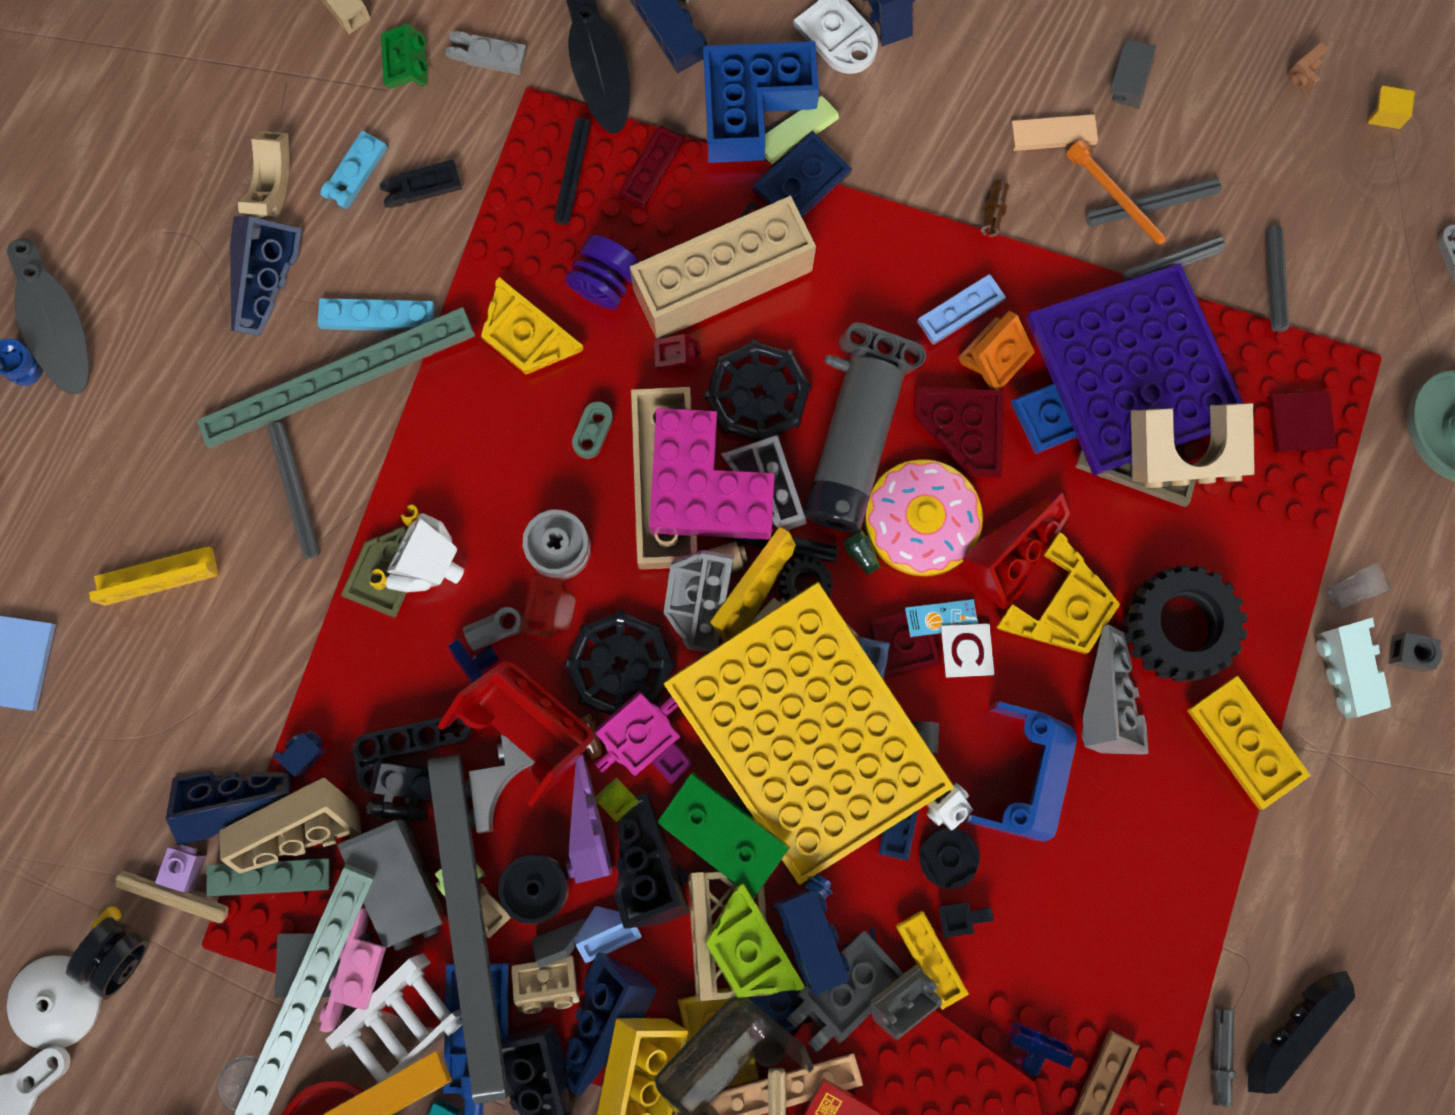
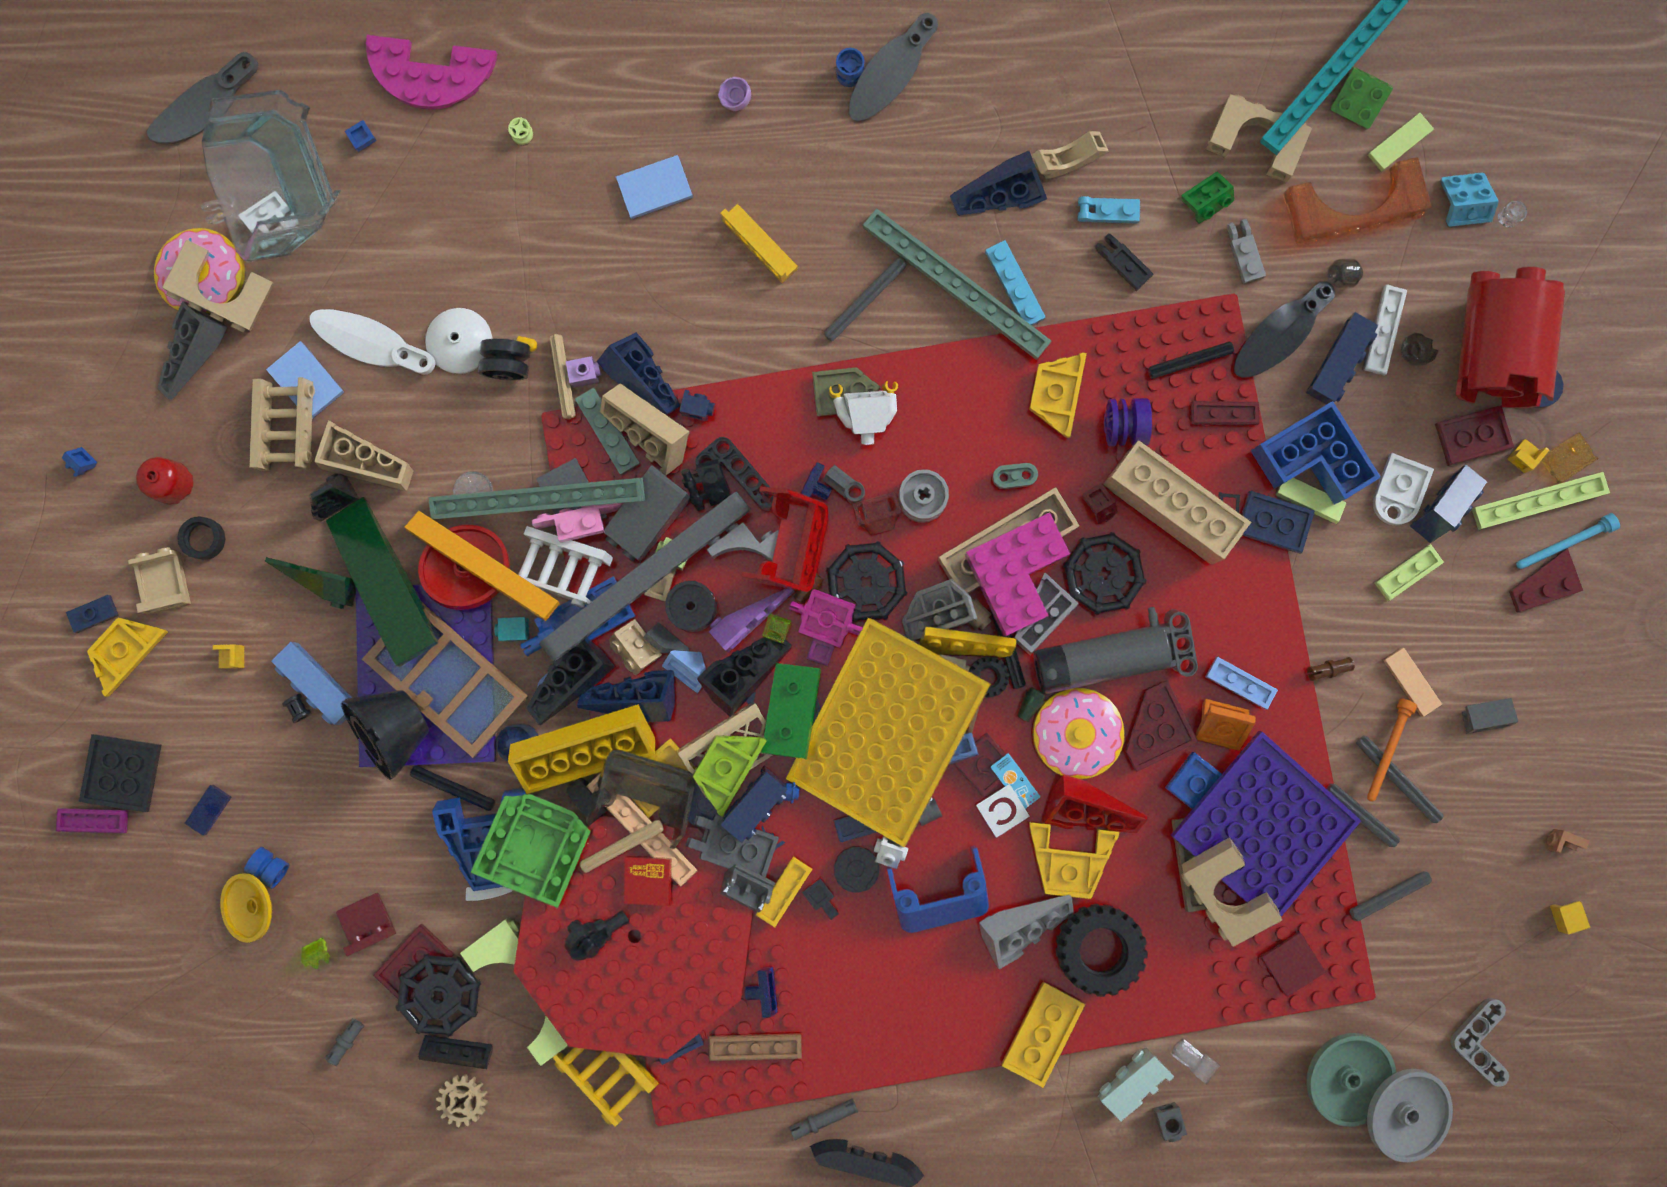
camera: 65 degrees right, 5 degrees up
(933, 73) = (1409, 572): none -> yellowish green tile

